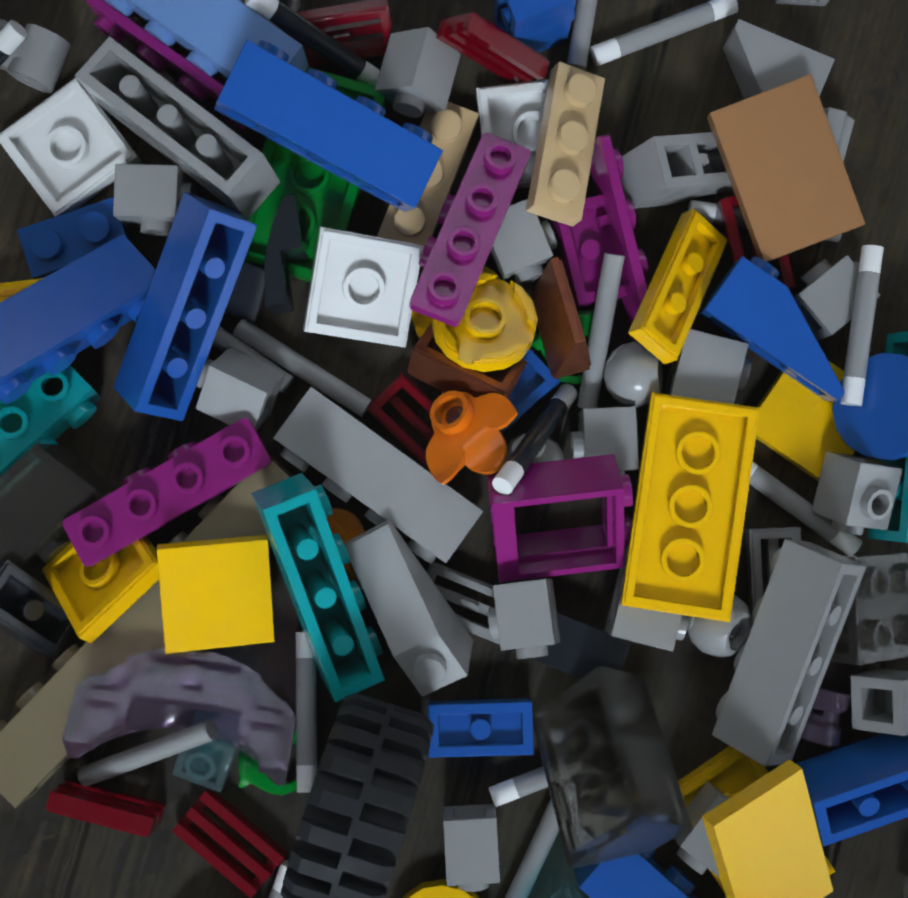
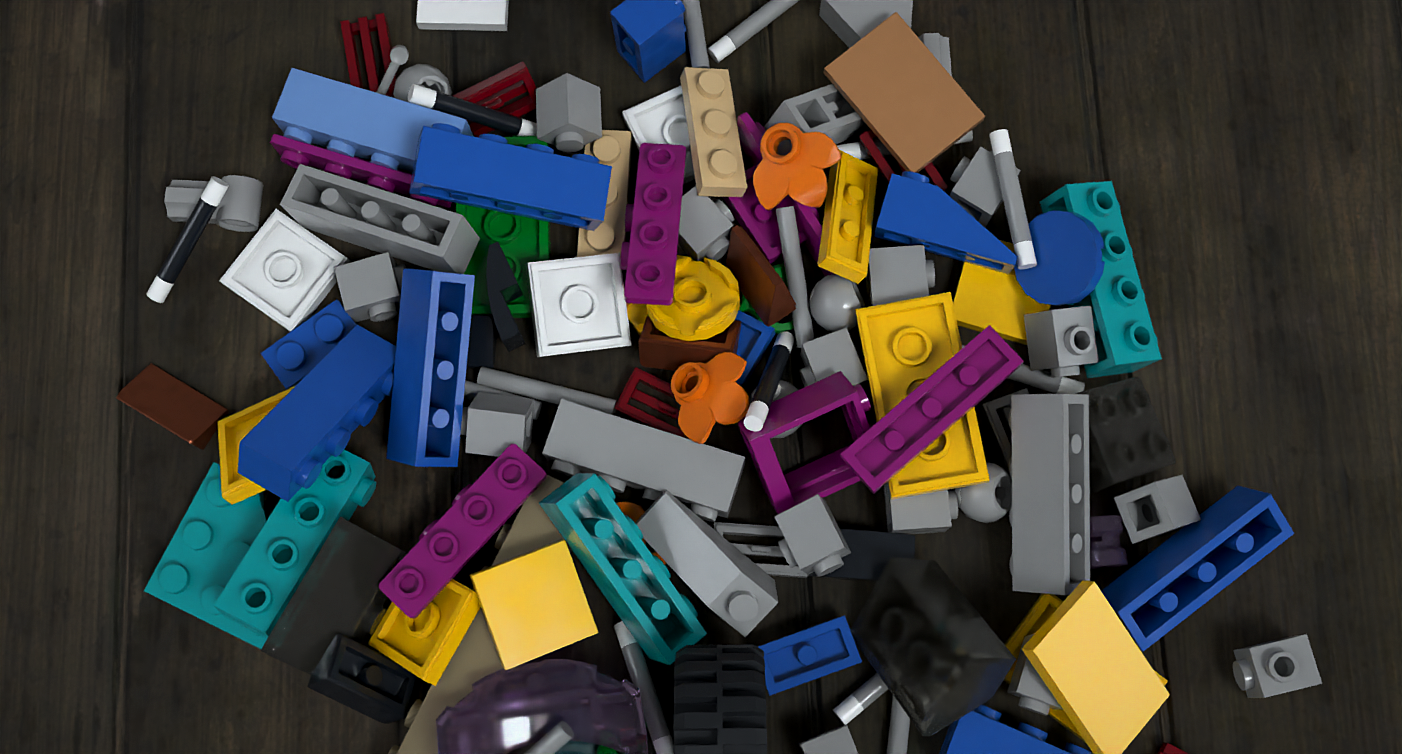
camera: 15 degrees left, 10 degrees down
(492, 48) = (626, 74): dark red tile -> none
(642, 221) = (796, 173): none -> orange plate
(697, 530) = (931, 409): none -> magenta plate

